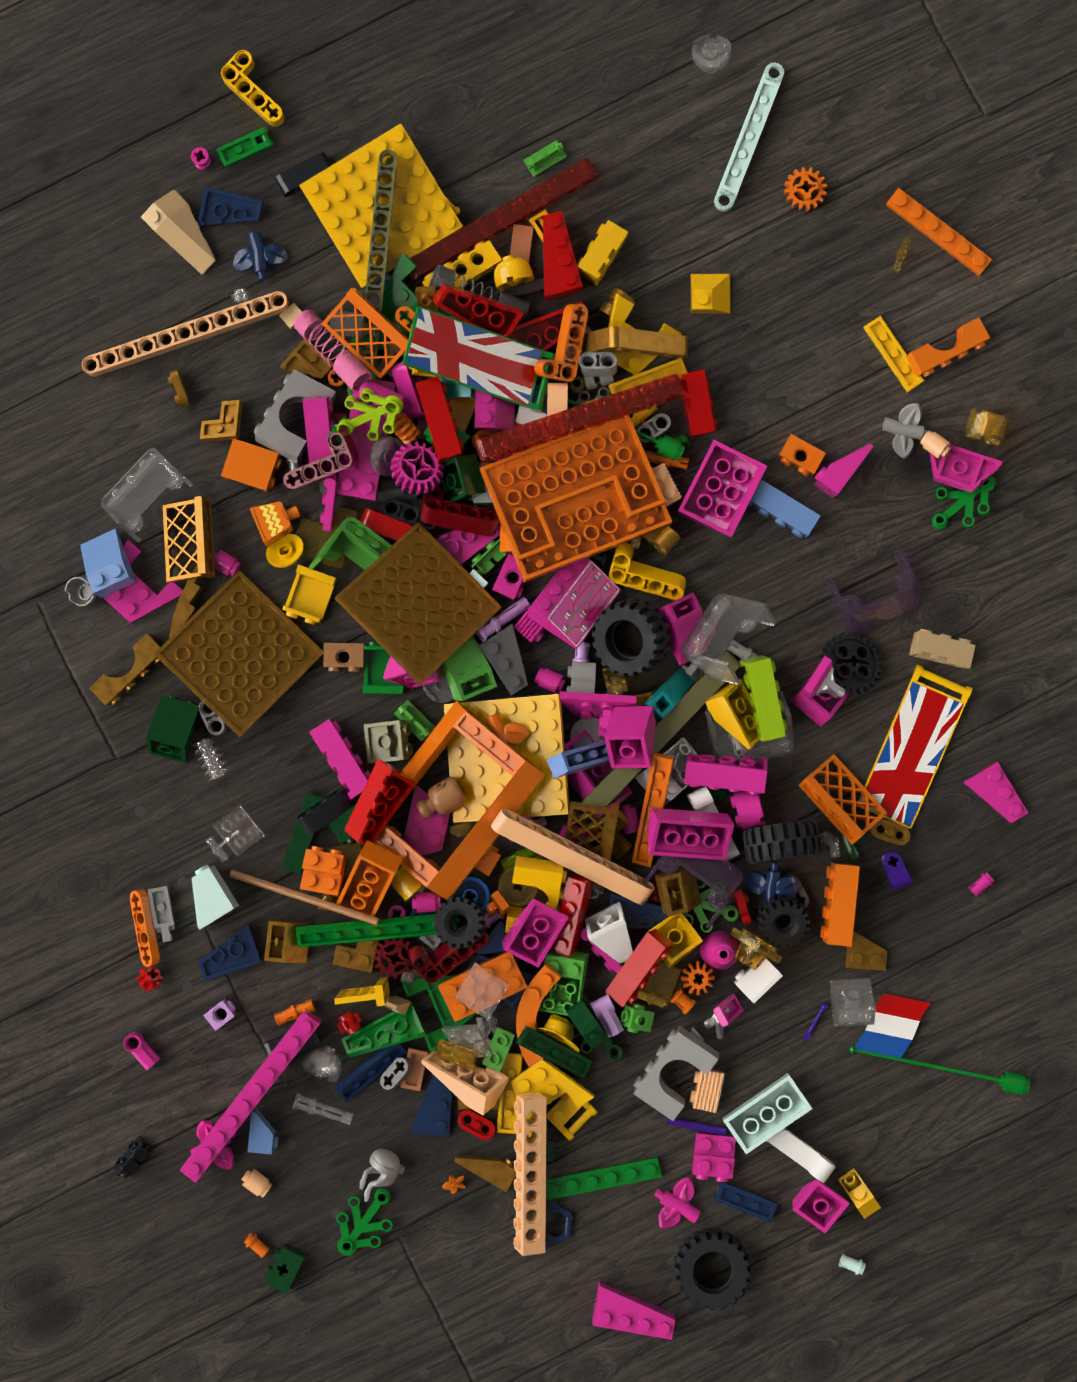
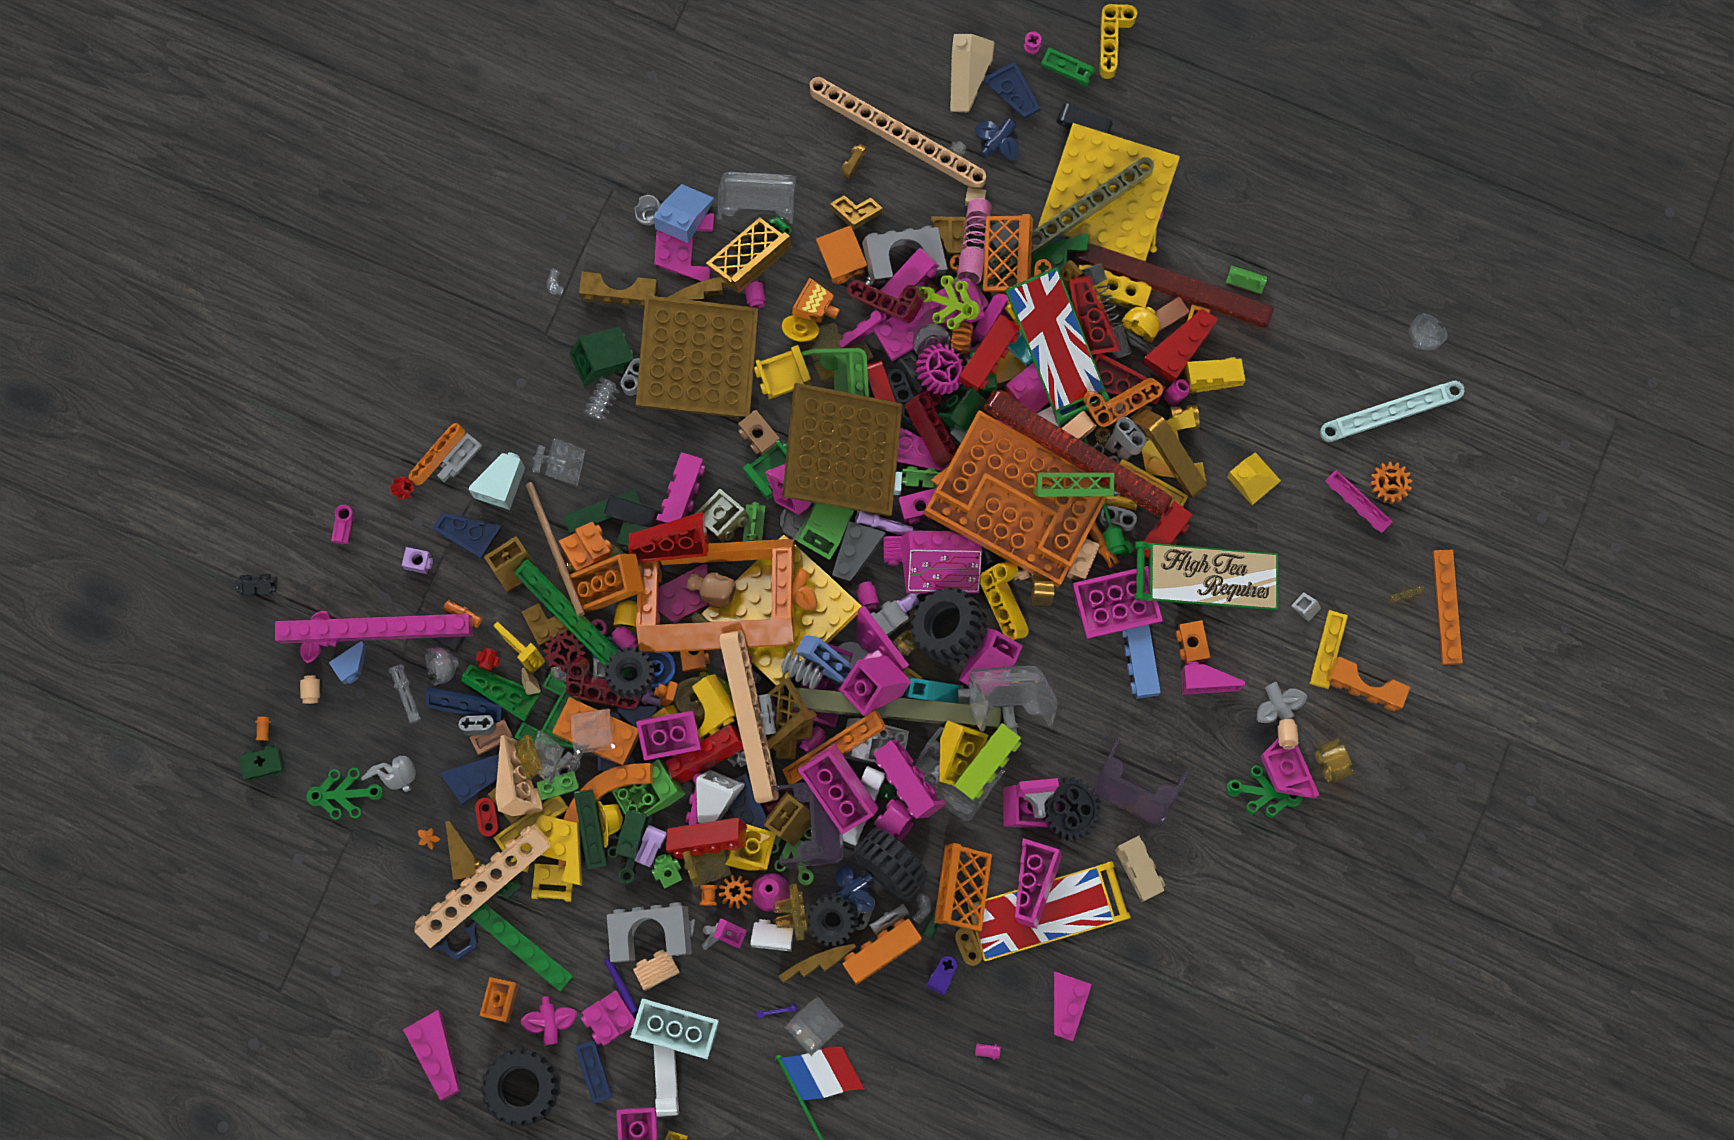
camera: 50 degrees right, 10 degrees down
(78, 719) = (552, 283): none -> clear arm
(178, 494) = (782, 226): none -> green arm
(573, 785) = (801, 670): none -> light grey piece
(583, 841) = (767, 713): none -> light grey pin
(591, 294) = (1176, 392): none -> dark pink brick
(609, 446) = (1090, 490): none -> bright green fence
(629, 1230) = (499, 1000): none -> orange slope
(741, 901) = (821, 876): red plate -> none
(760, 398) = (1208, 576): none -> flag
(798, 227) = (1359, 501): none -> dark pink plate
(808, 951) = (824, 959): none -> pearl gold slope
(818, 875) = (900, 912): none -> light grey pin
(845, 341) = (1306, 606): none -> light grey slope
(865, 955) = (859, 1005): pearl gold wing -> none
(883, 736) = (1035, 881): none -> dark pink wedge

